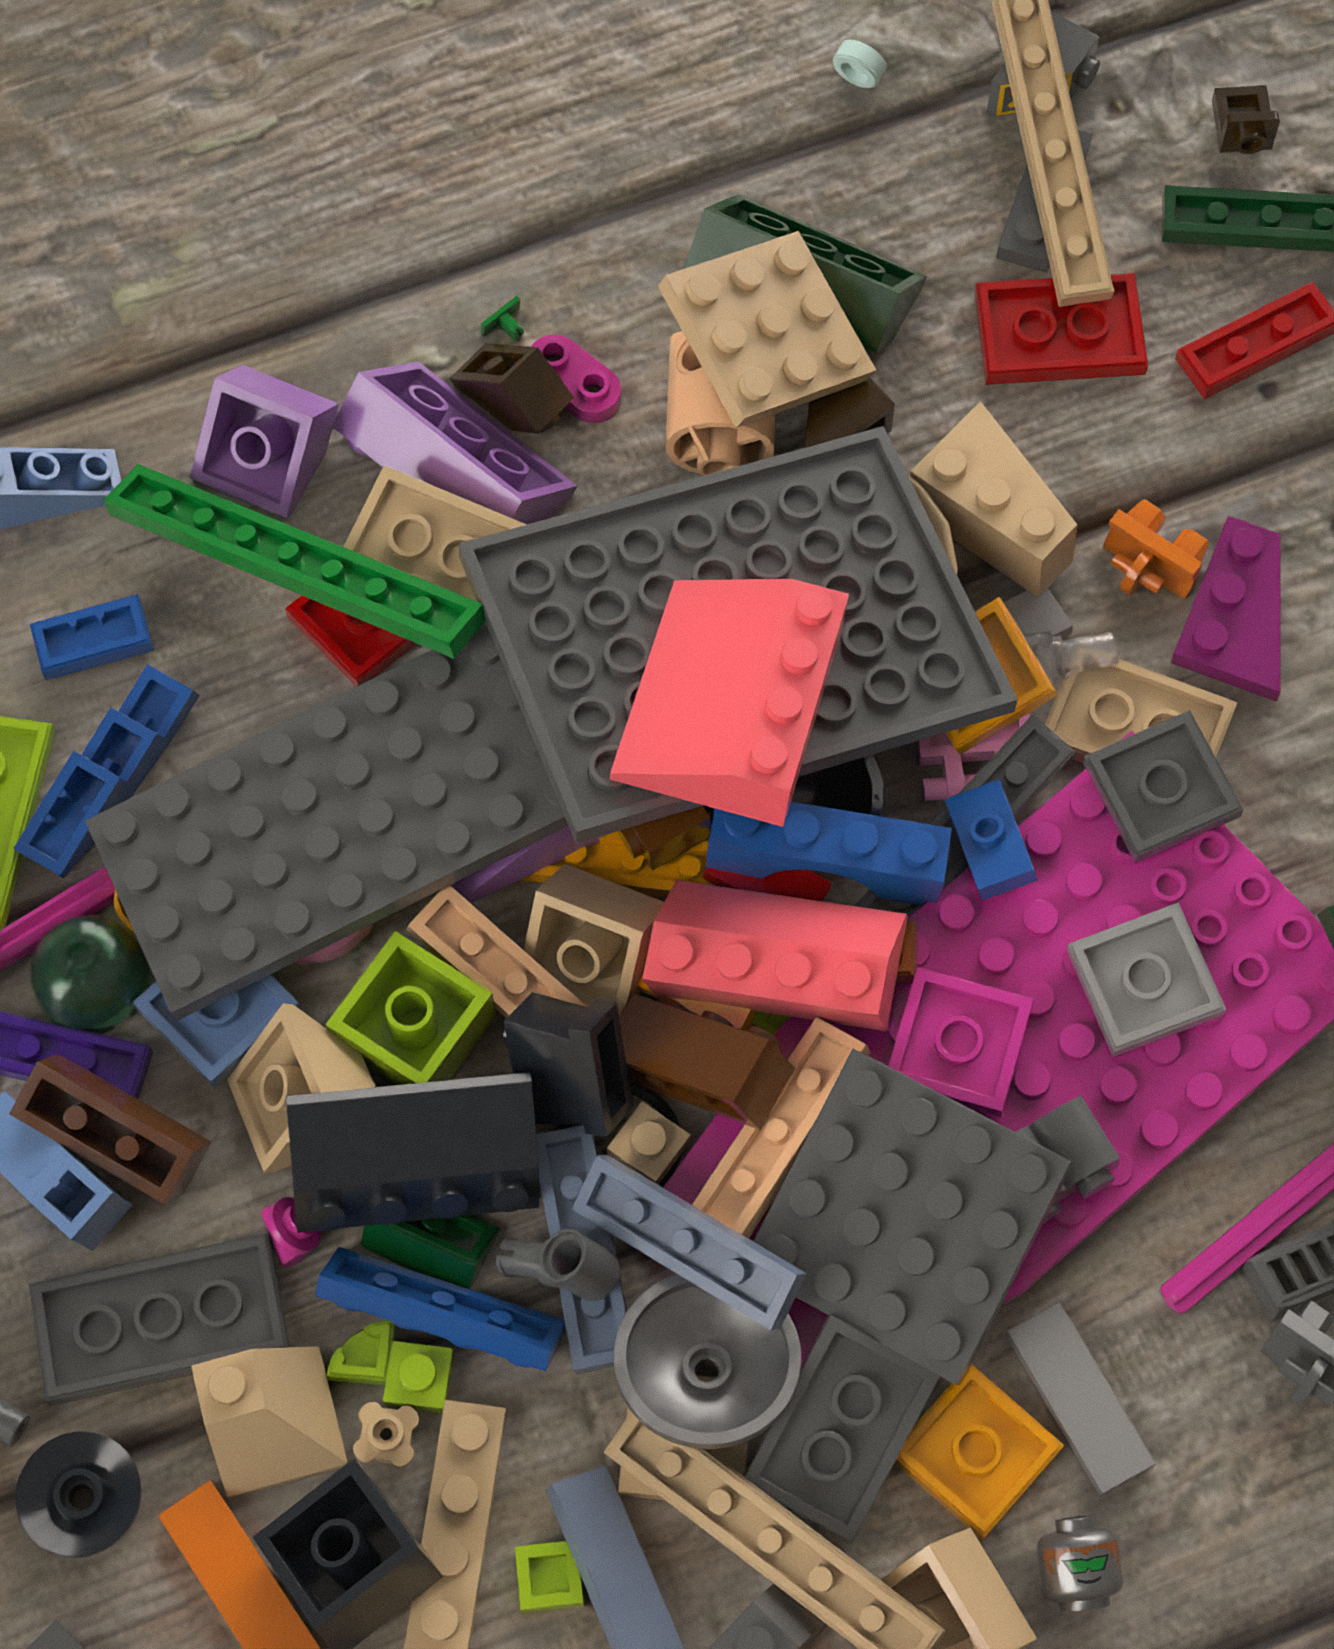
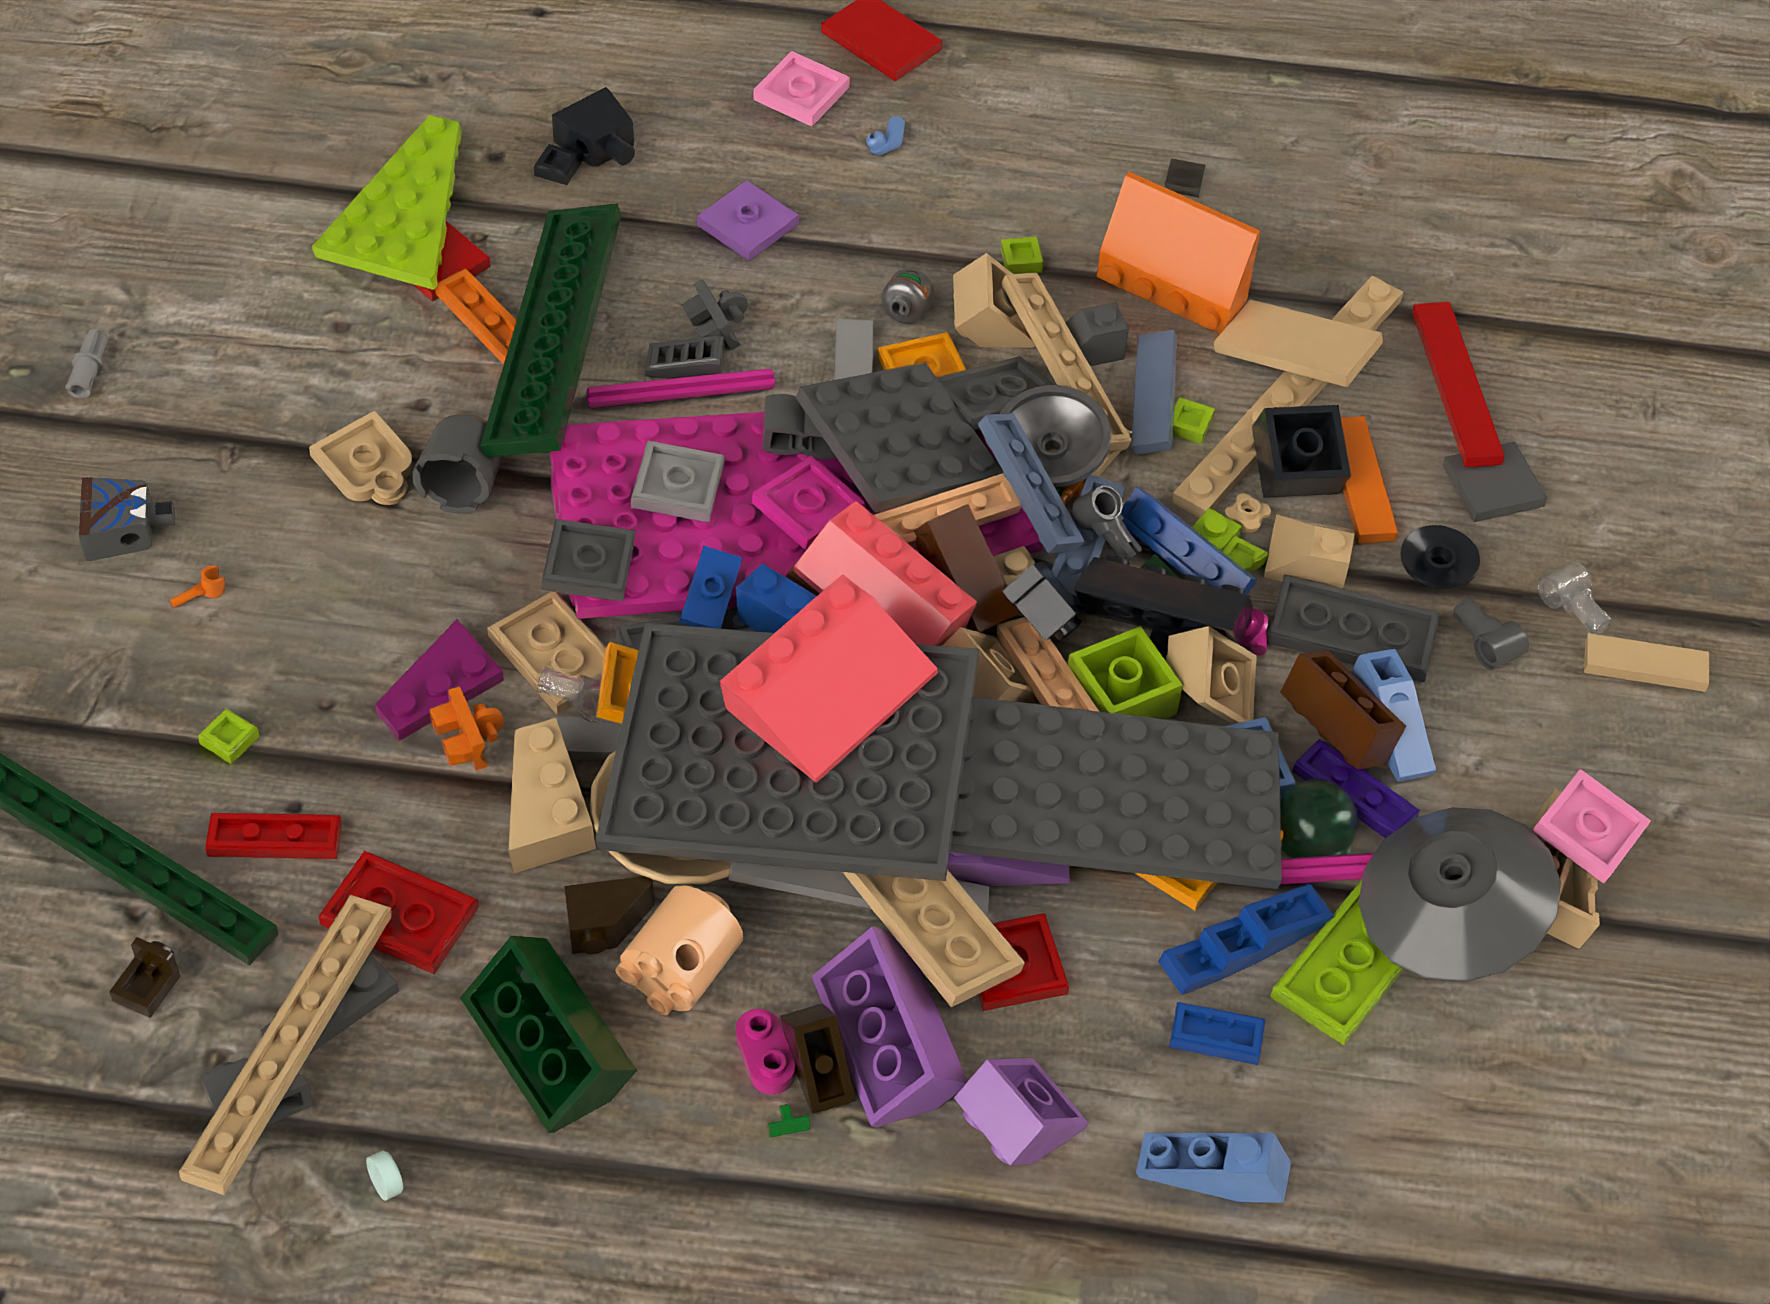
camera: 155 degrees left, 15 degrees down
(297, 560) = (1057, 974): green plate -> none
(766, 328) = (626, 942): tan plate -> none

